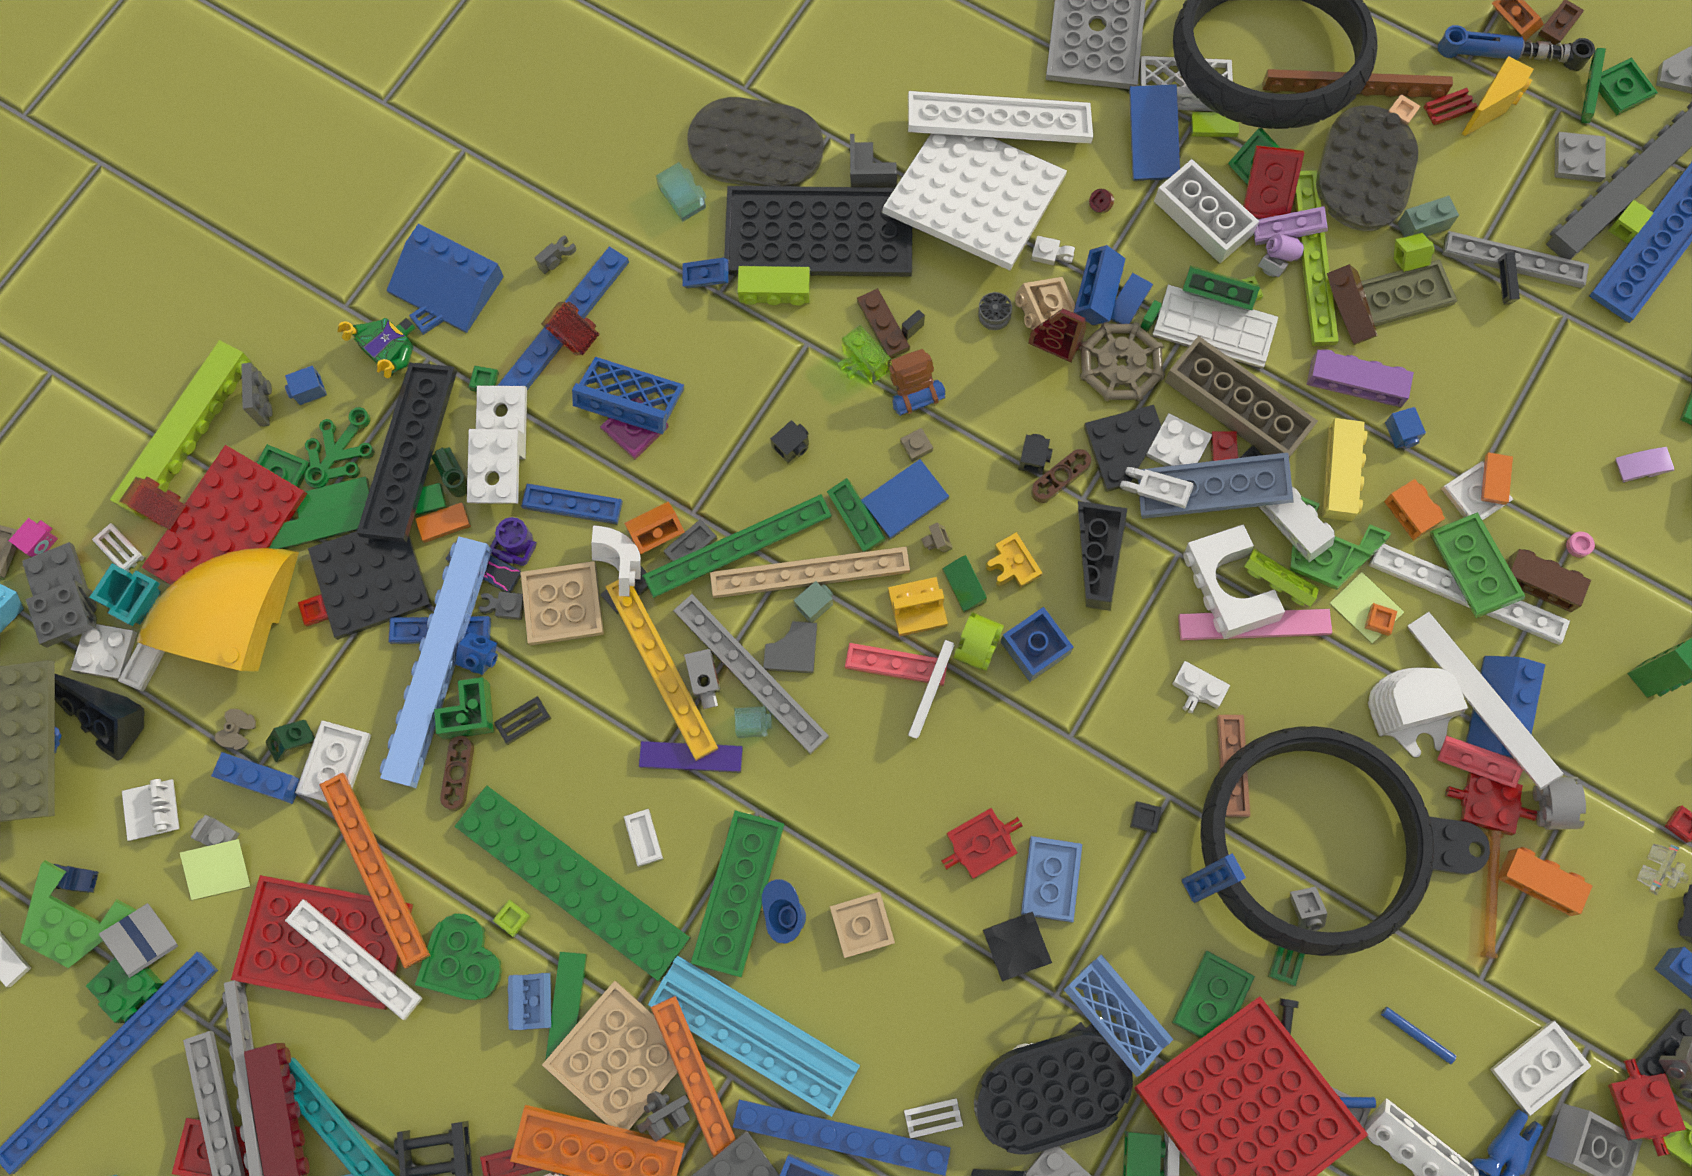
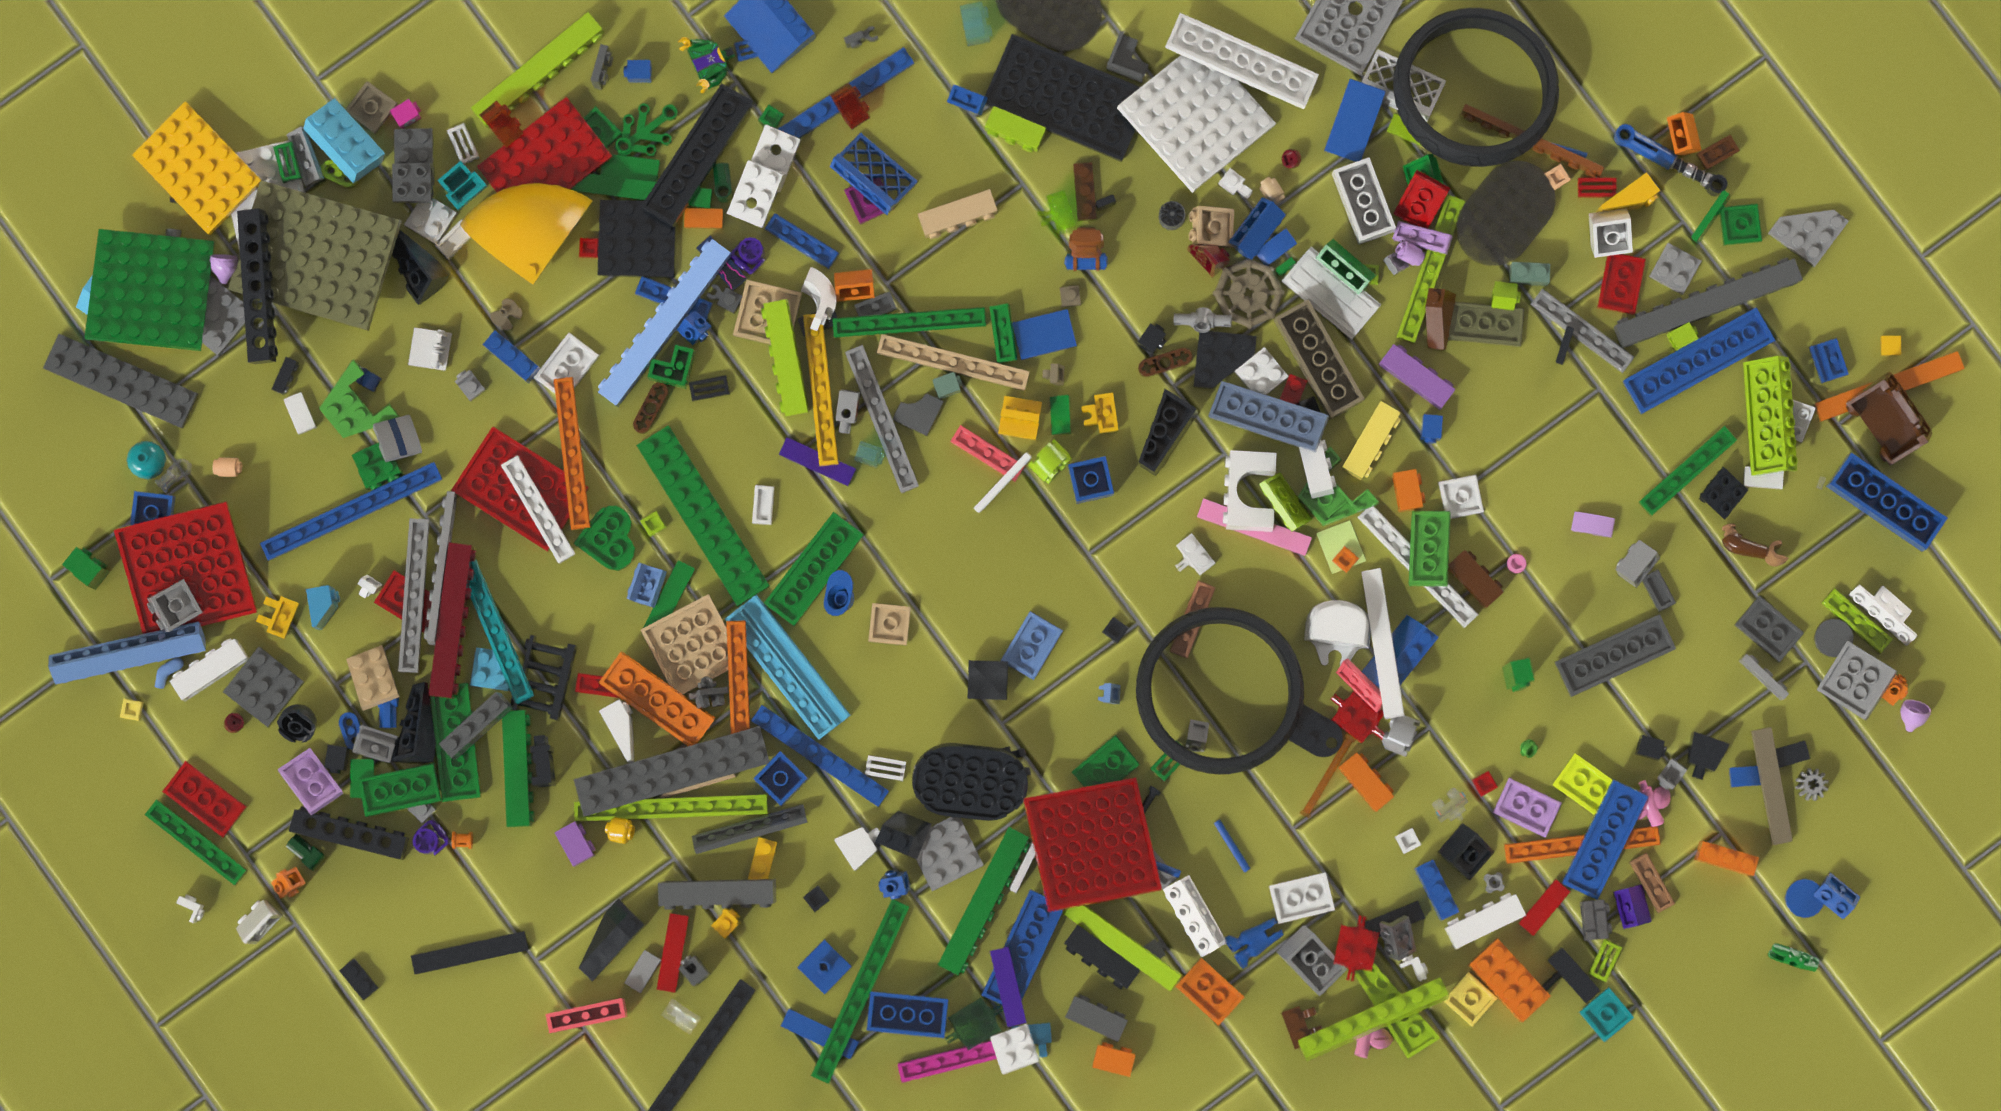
camera: 25 degrees right, 10 degrees up
(158, 1153) = (368, 586): none -> white tile
(214, 869) = (462, 409): yellowish green sticker -> none
(289, 737) = (542, 336): dark green bracket -> none
(603, 644) = (786, 357): none -> lime brick
(745, 402) = (957, 214): none -> tan brick
(790, 441) = (979, 258): black brick -> none
(981, 843) = (994, 602): red plate -> none
(1084, 409) = (1203, 320): none -> light grey pin
(1094, 238) = (1272, 190): none -> tan brick
(1130, 1013) = (1042, 749): medium blue fence -> none
(1158, 487) = (1228, 402): white hinge -> none
(1179, 900) = (1111, 693): none -> medium blue tile
(1213, 878) = (1134, 687): blue tile -> none
(1496, 478) = (1477, 492): orange tile -> none
(1497, 139) = (1610, 232): none -> white brick
(1530, 194) = (1621, 283): none -> red tile
(1632, 936) = (1407, 841): none -> white plate

